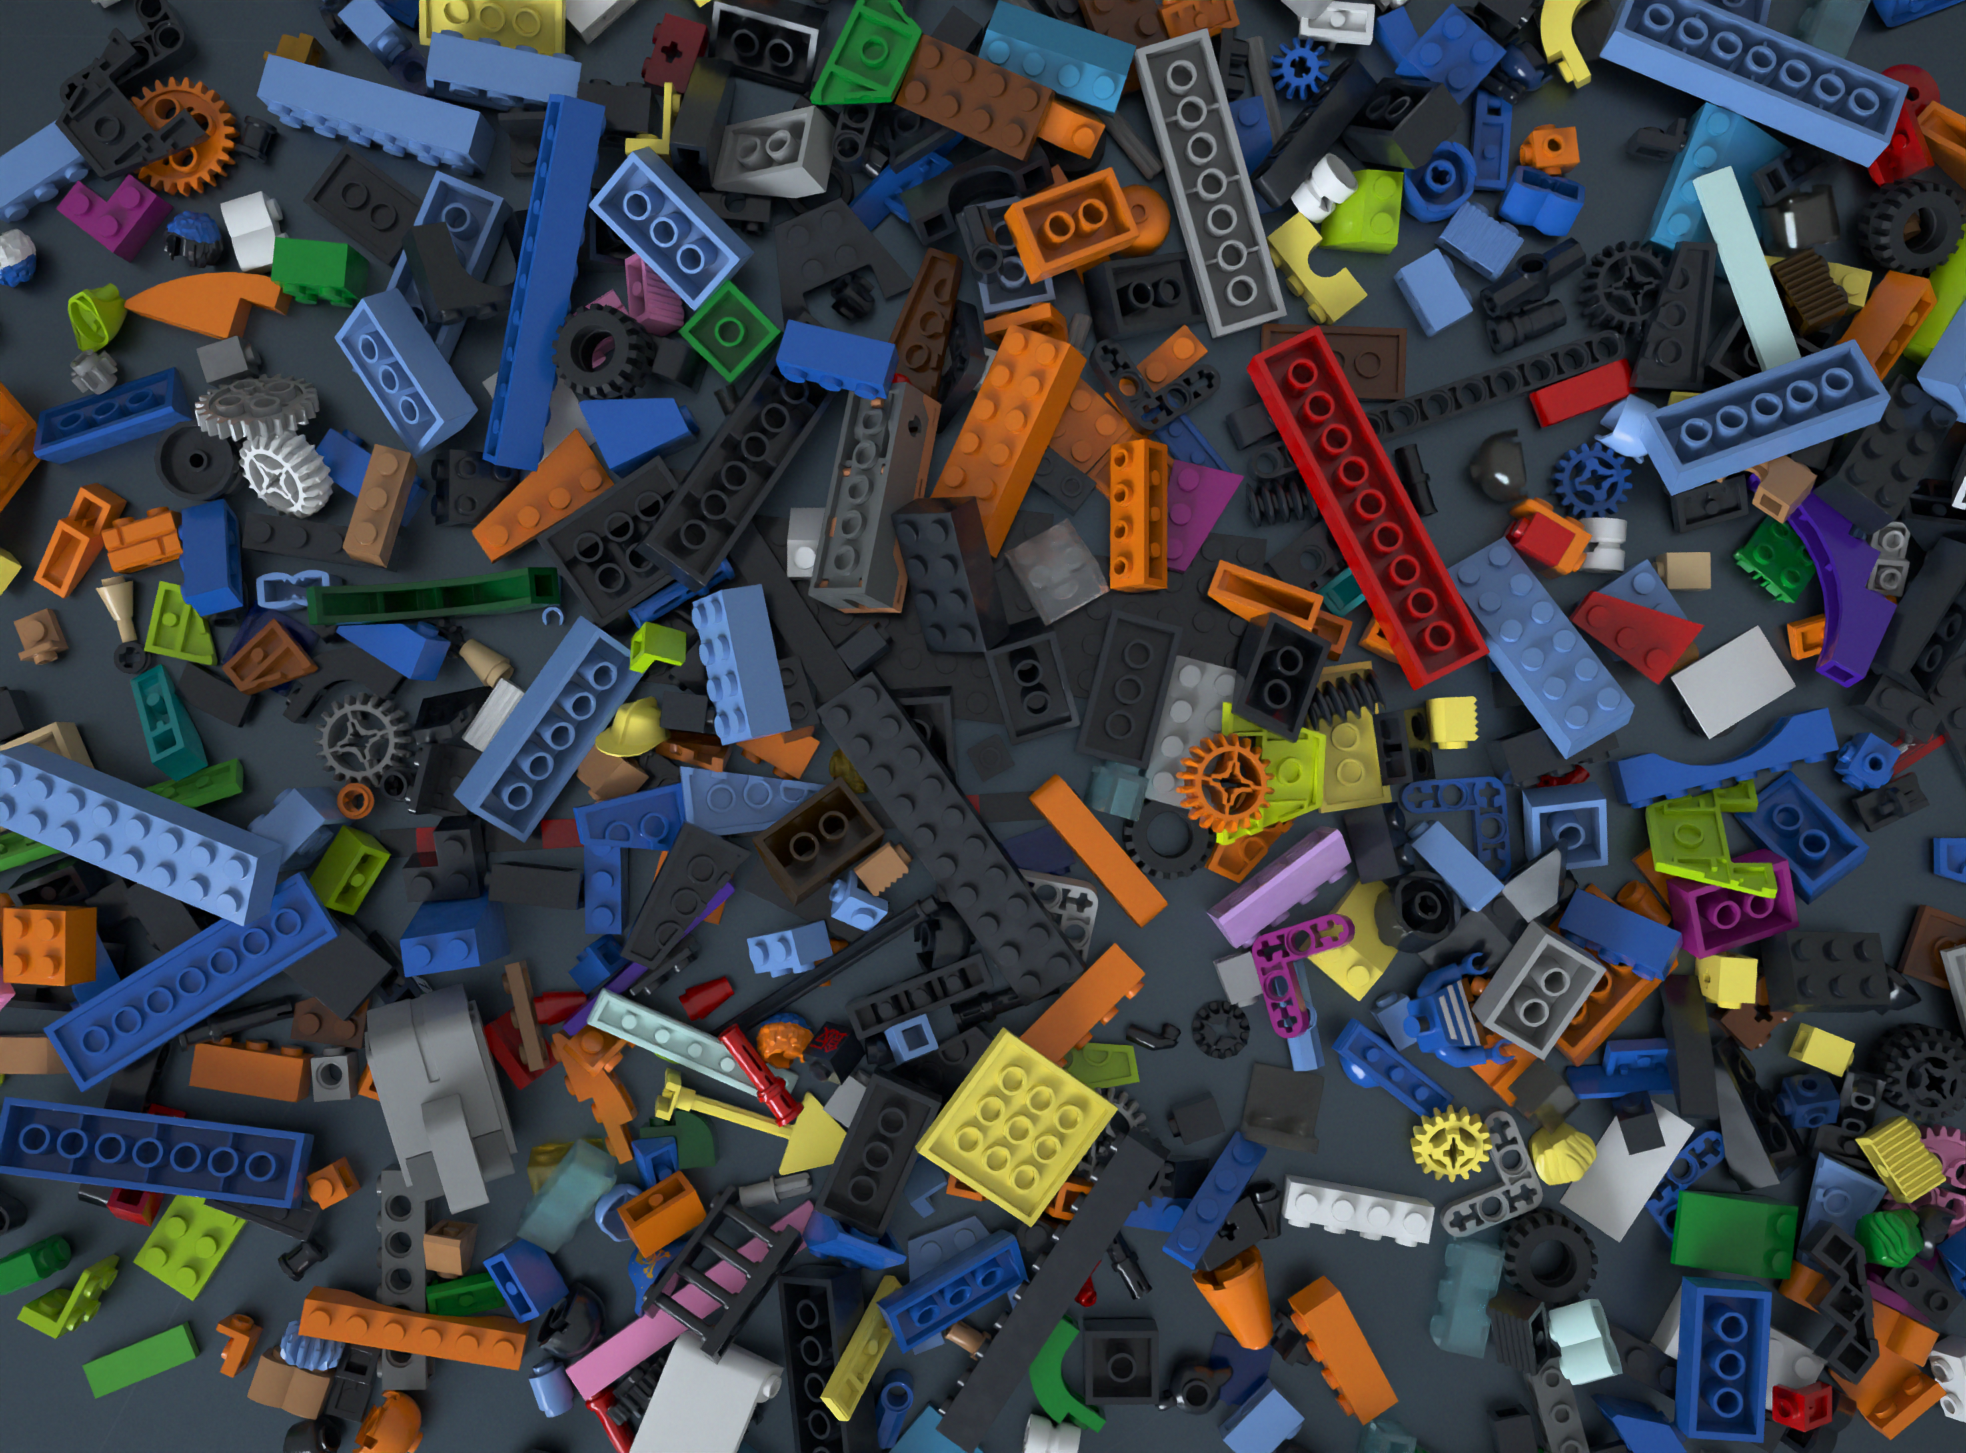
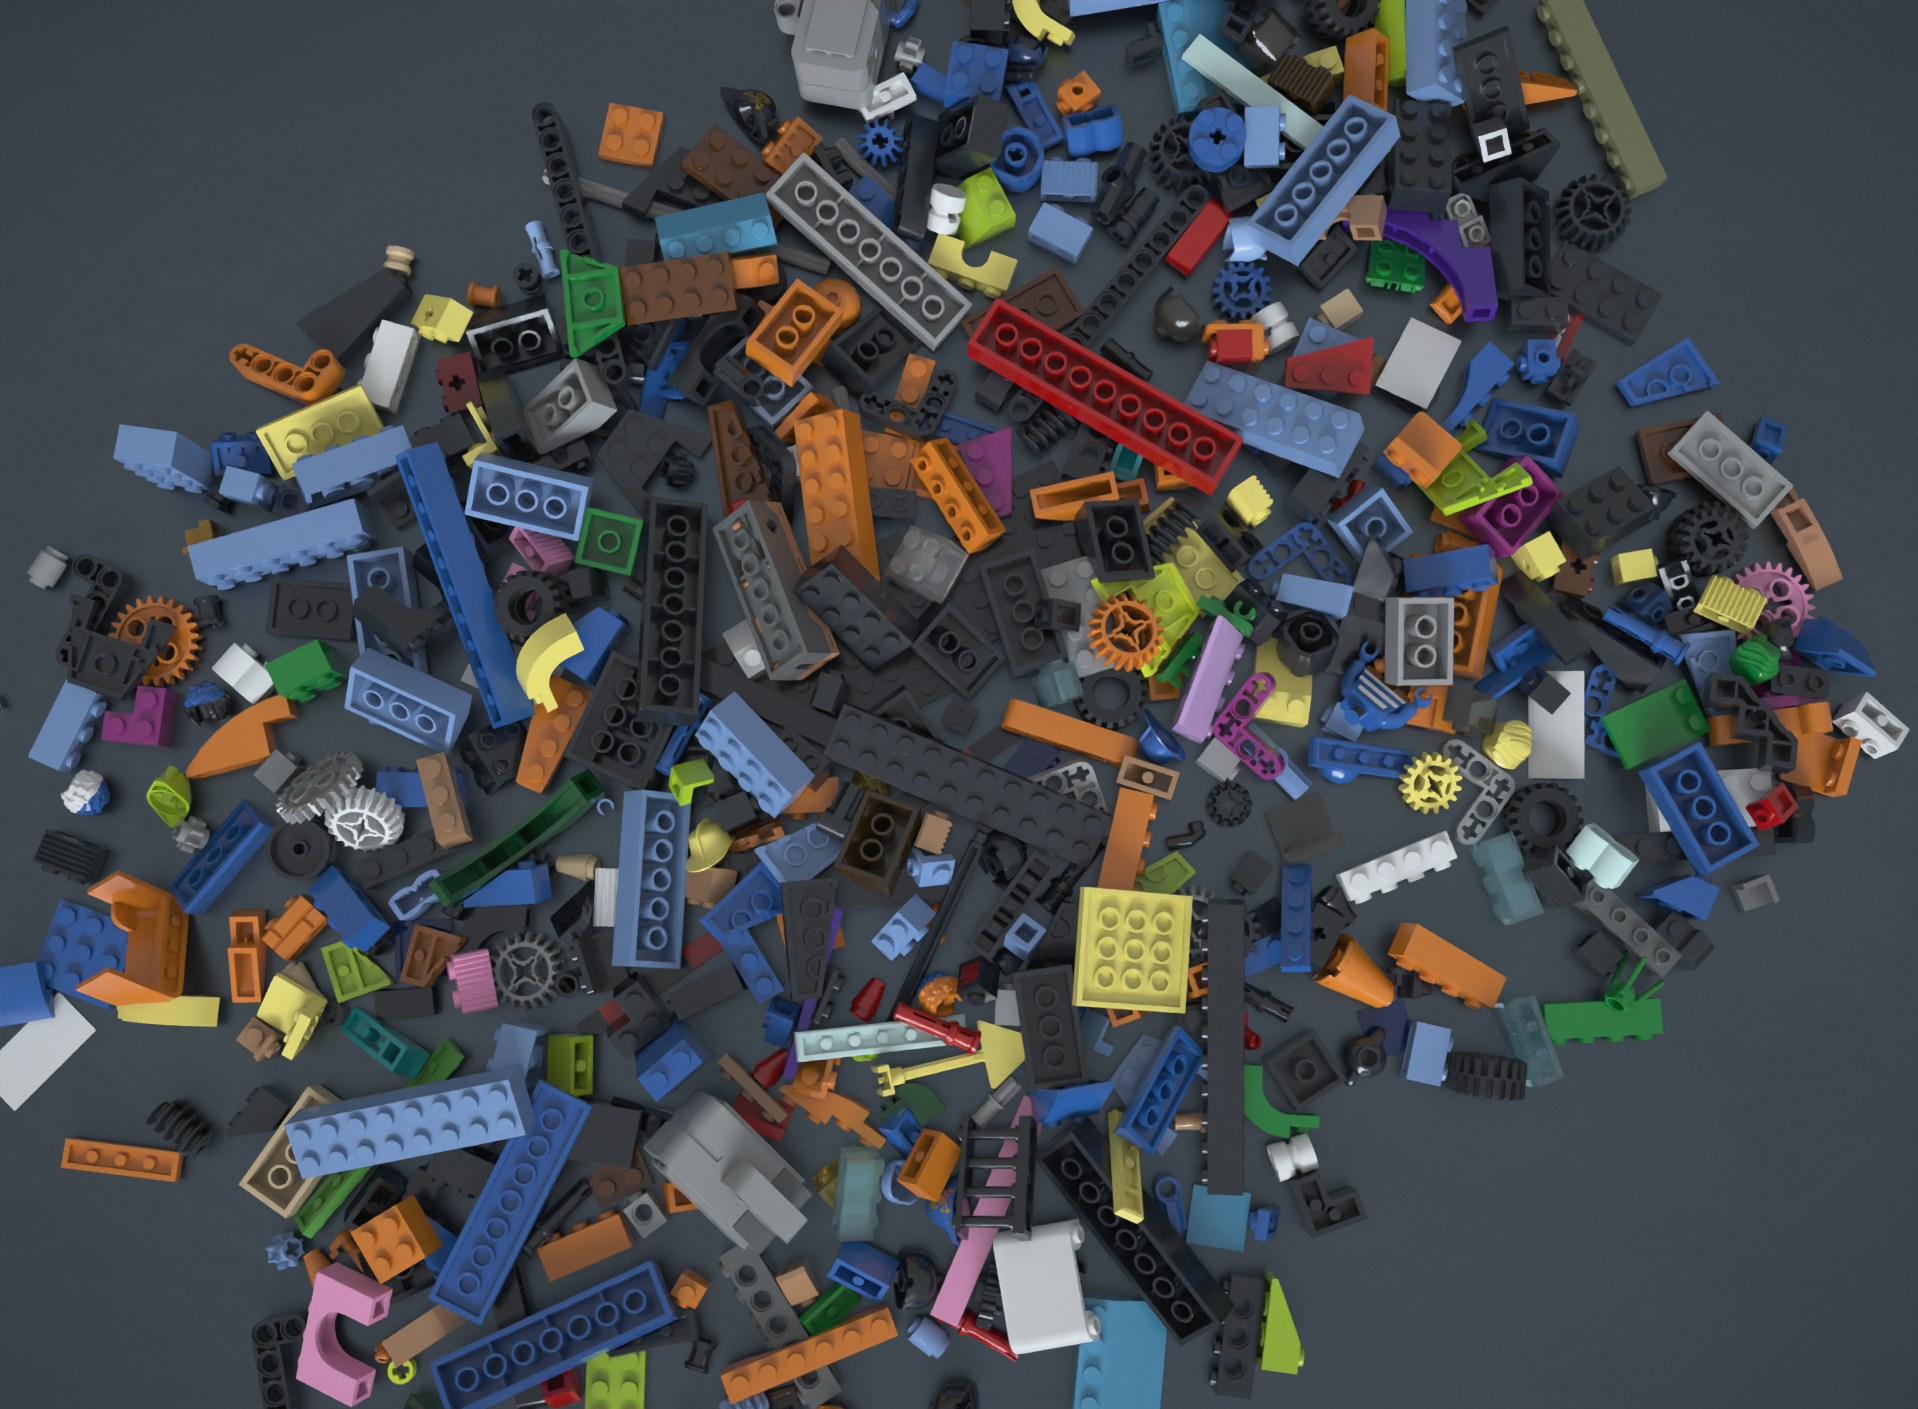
camera: 30 degrees left, 5 degrees down
(89, 629) = (291, 1011): none -> light yellow bracket
(296, 719) = (473, 981): none -> bright pink brick
(348, 798) = (540, 1009): orange cone -> none
(579, 413) = (542, 654): none -> light yellow arch
(790, 787) = (838, 816): none -> black piece
(837, 360) = (694, 513): blue brick -> none
(1151, 950) = (1148, 777): none -> medium nougat slope
(1163, 718) = (1057, 615): none -> black bracket
(1187, 919) = (1158, 743): none -> blue piece
(1276, 839) = (1187, 649): none -> green plate
(1340, 816) = (1215, 607): none -> green plate
(1676, 782) = (1423, 449): none -> orange bracket
(1693, 305) = (1232, 135): none -> blue brick
(1726, 326) = (1263, 137): none -> medium blue brick
(1796, 1148) = (1658, 640): none -> blue pin

